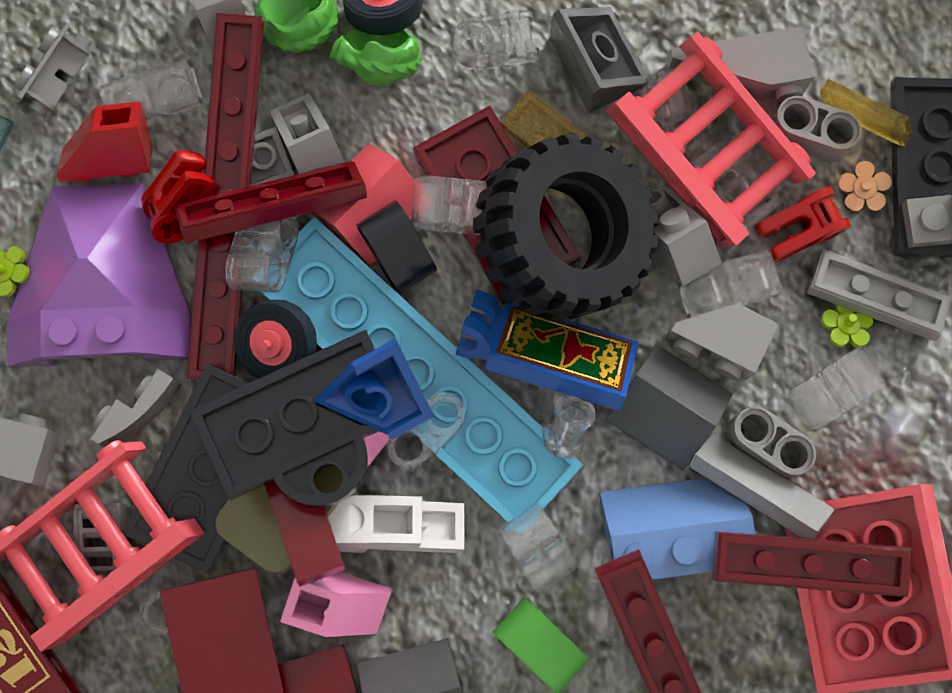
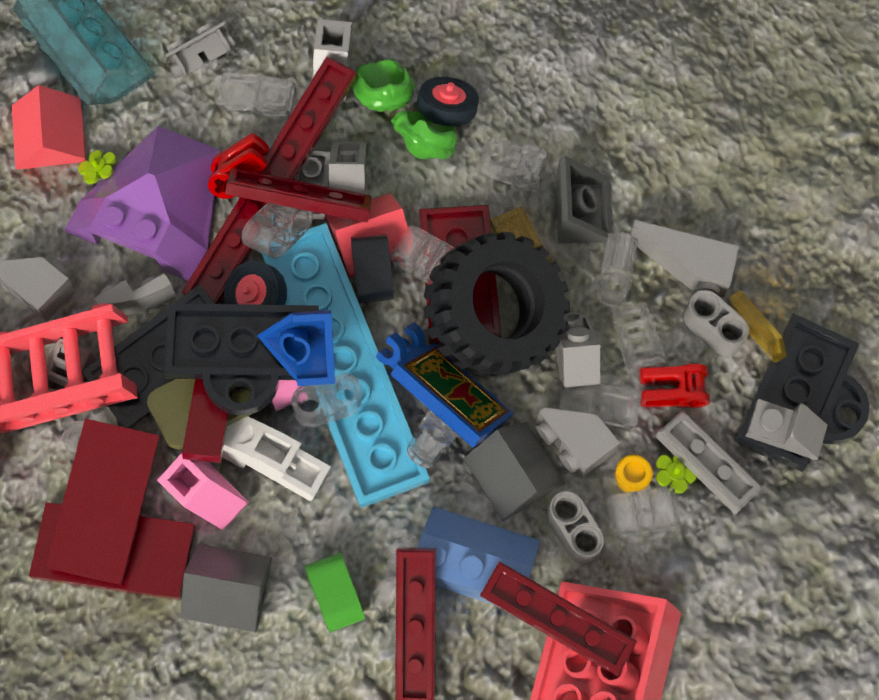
camera: 25 degrees right, 10 degrees down
(108, 144) = (211, 113): red slope -> none
(538, 549) = (366, 520): clear beam -> none
(666, 149) = (606, 318): coral fence -> none
(761, 488) = (551, 554): light grey tile -> none
(802, 348) = (633, 473): none -> yellow tile
(865, 187) = (735, 382): light nougat plant -> none

